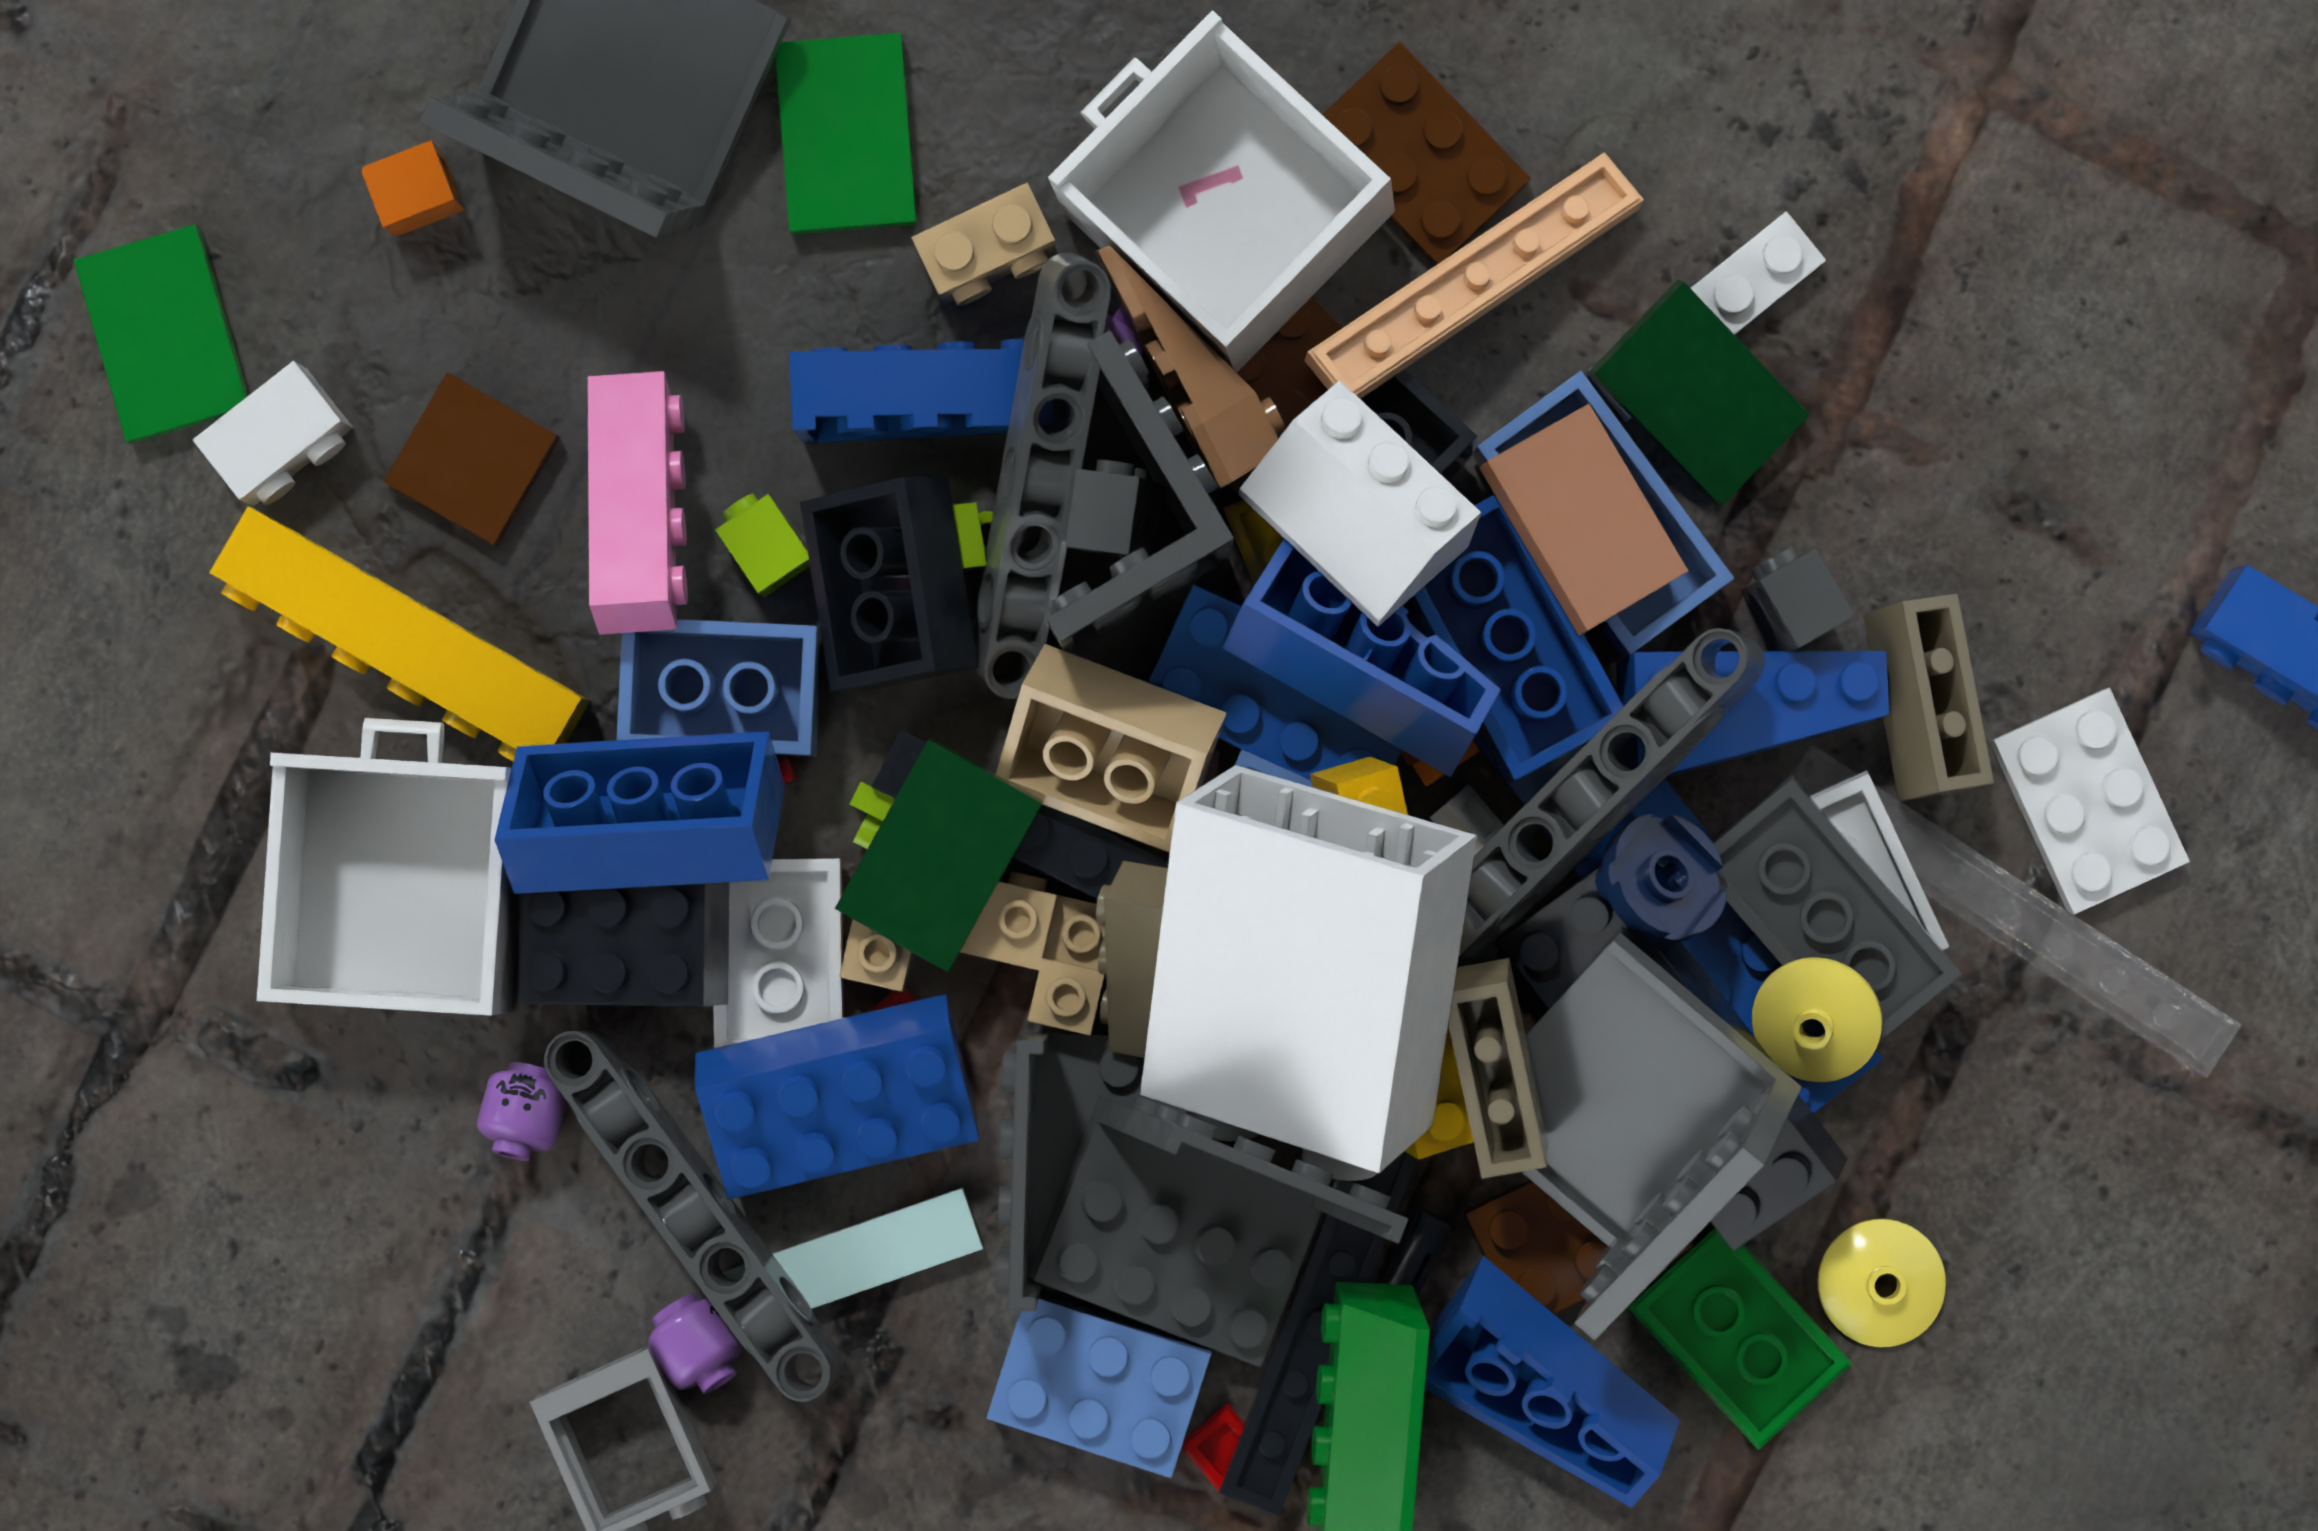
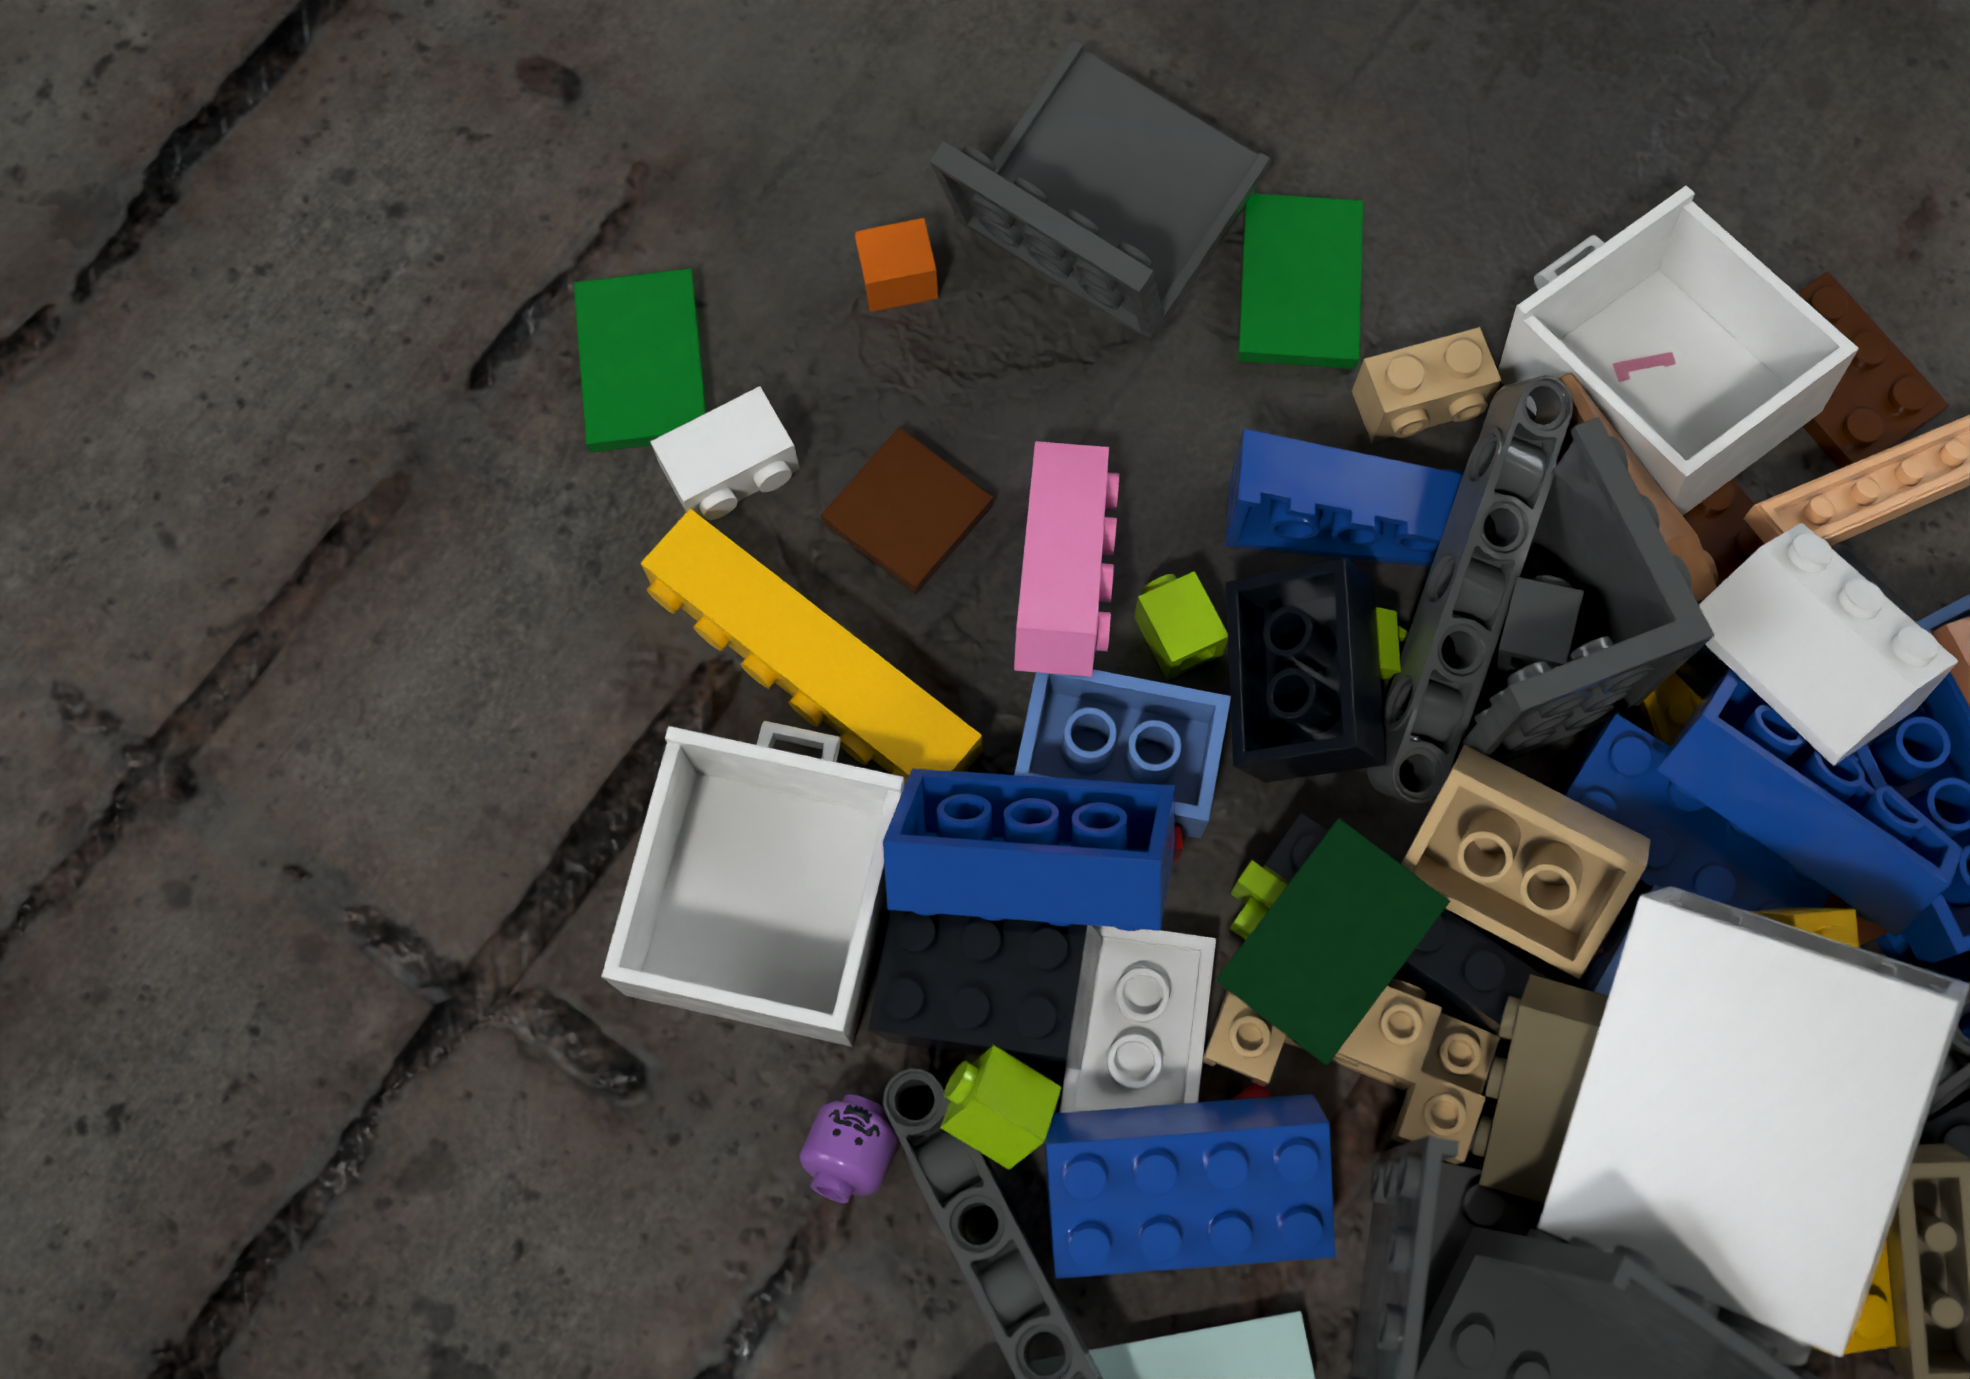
camera: 10 degrees right, 15 degrees down
(651, 1055) = (1000, 1106): none -> lime brick

